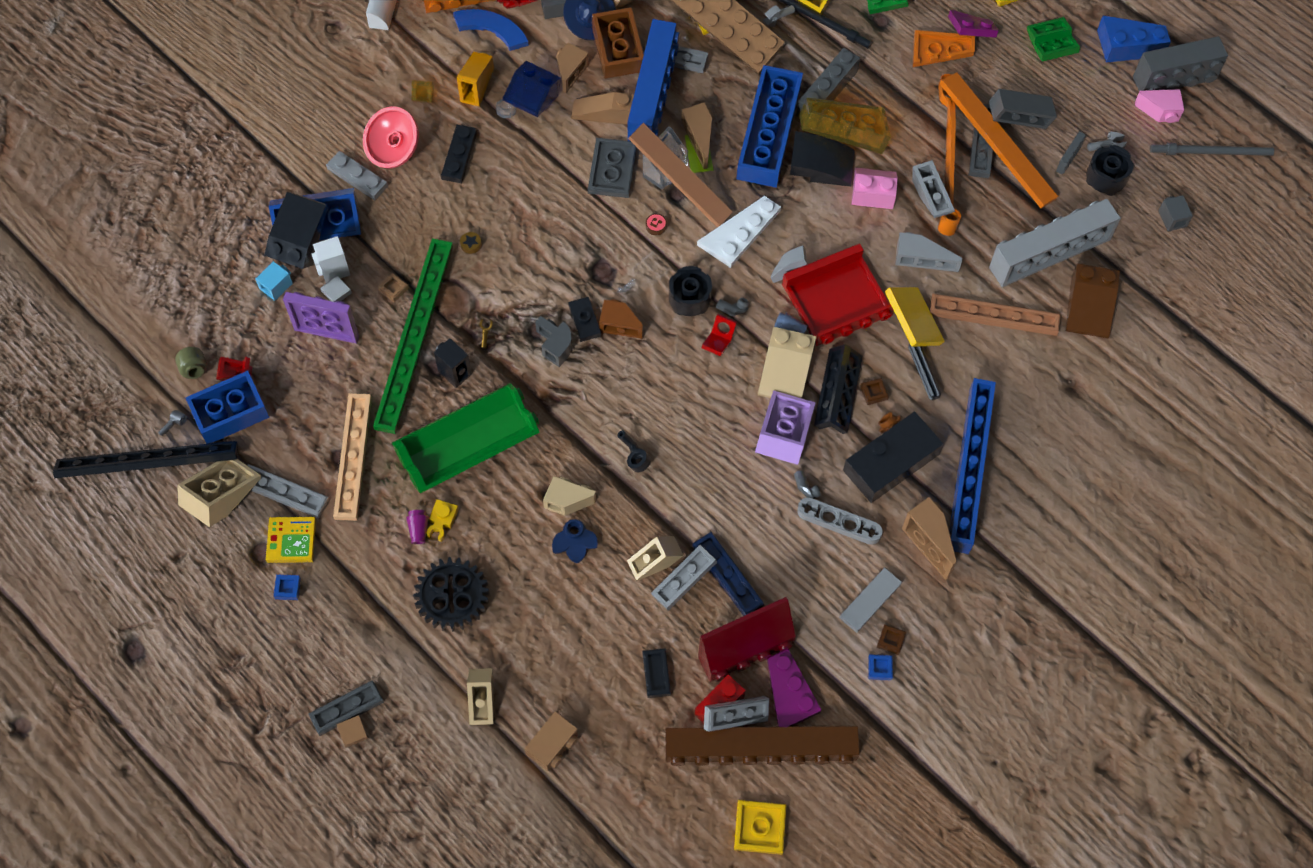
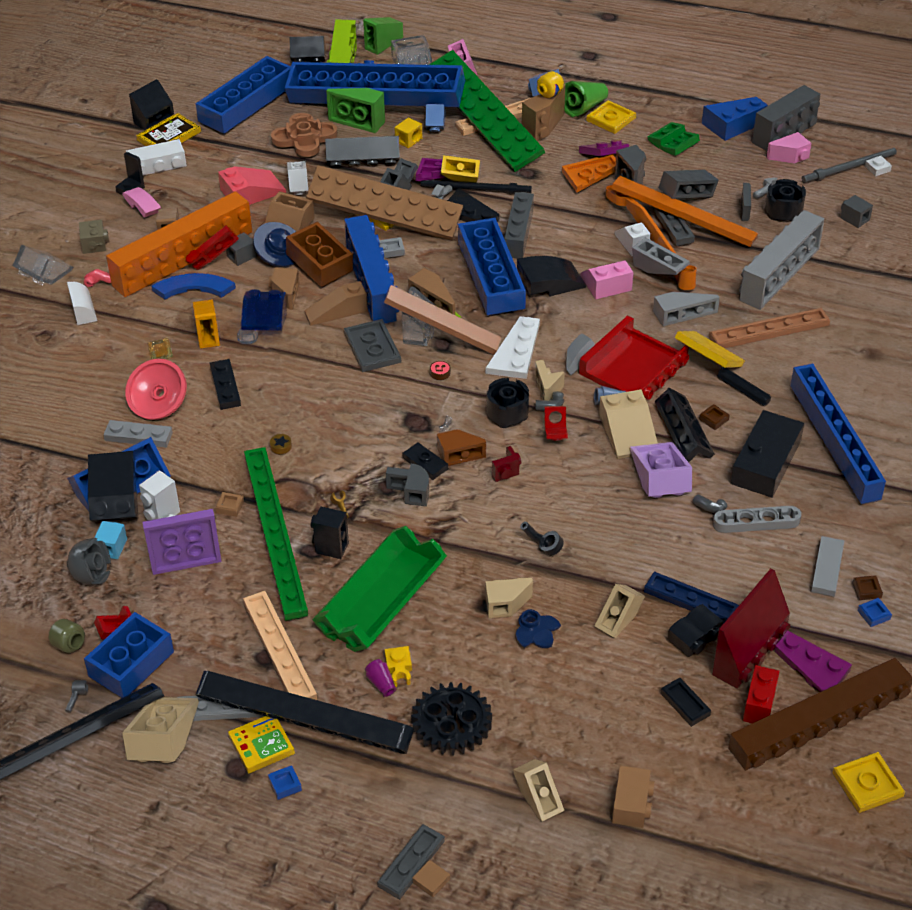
camera: 25 degrees left, 20 degrees down
(244, 298) = (89, 562): none -> dark grey cylinder
(334, 532) = (305, 712): none -> black beam
(649, 361) = (507, 466): none -> dark red bracket
(684, 577) = (657, 614): light grey plate -> none
(707, 610) = (695, 630): none -> black brick
(736, 713) = (784, 693): light grey tile -> none
(743, 286) = (548, 381): none -> tan slope
(798, 46) = (472, 208): none -> black wing
(847, 122) = (556, 238): clear yellow wedge -> none
(888, 421) = (743, 431): dark orange plate -> none
(930, 148) = (631, 235): none -> white slope
(930, 533) = (847, 493): medium nougat slope -> none
(978, 64) = (630, 164): none -> dark grey slope
(1092, 300) = (839, 288): reddish brown slope -> none
(1242, 163) = (878, 165): none -> white plate

